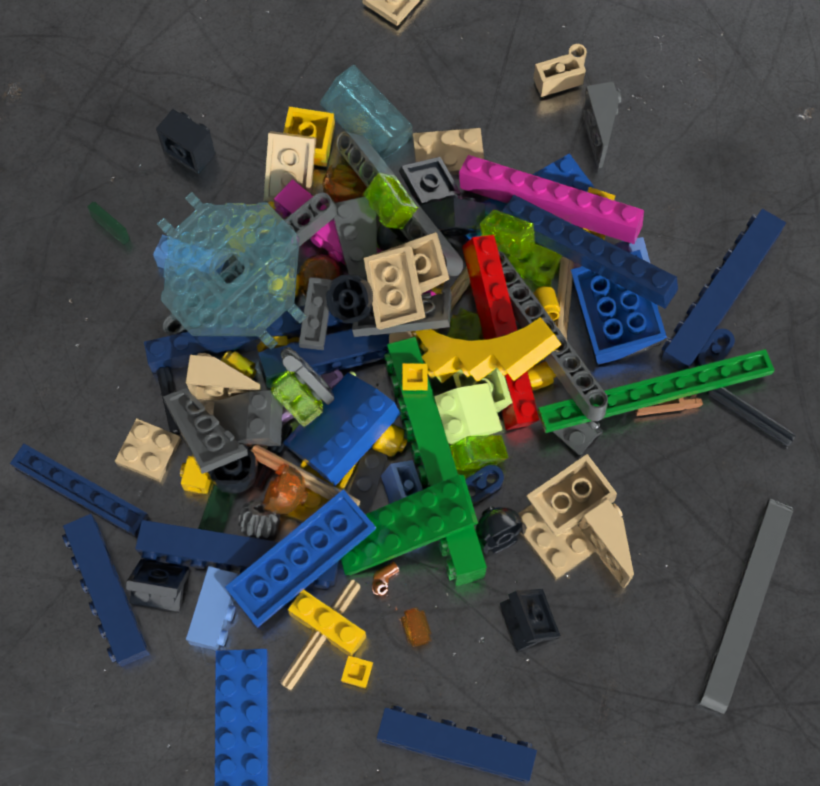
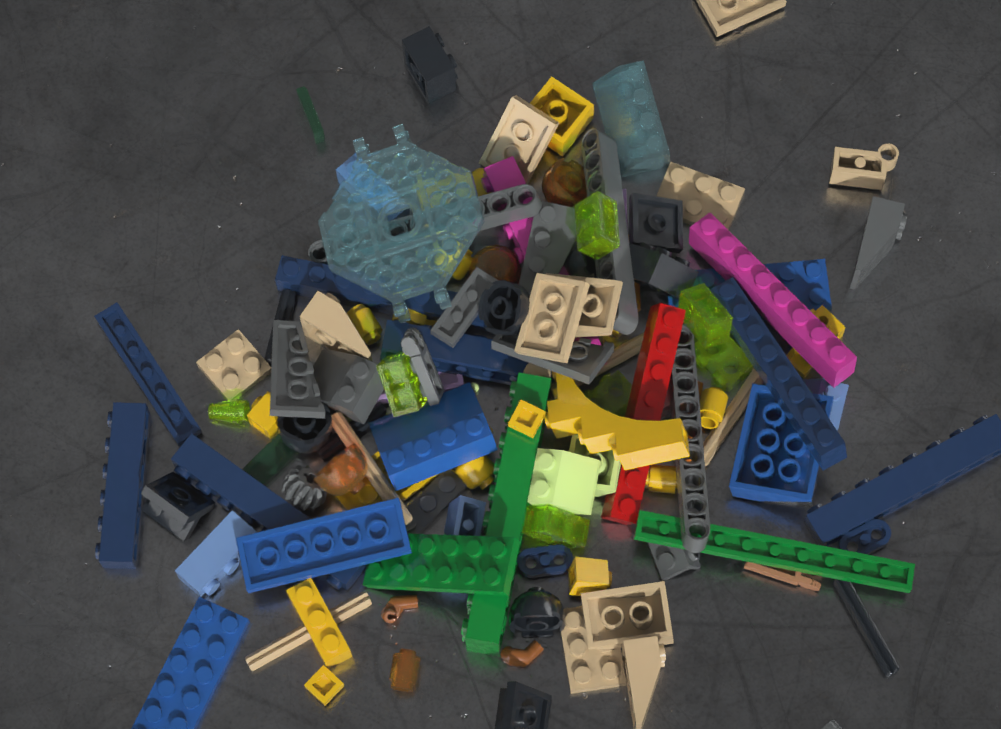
camera: 30 degrees right, 0 degrees up
(165, 486) = (230, 411): none -> clear neon green cone
(503, 569) = (521, 657): none -> dark orange arm
(523, 479) = (588, 575): none -> yellow brick

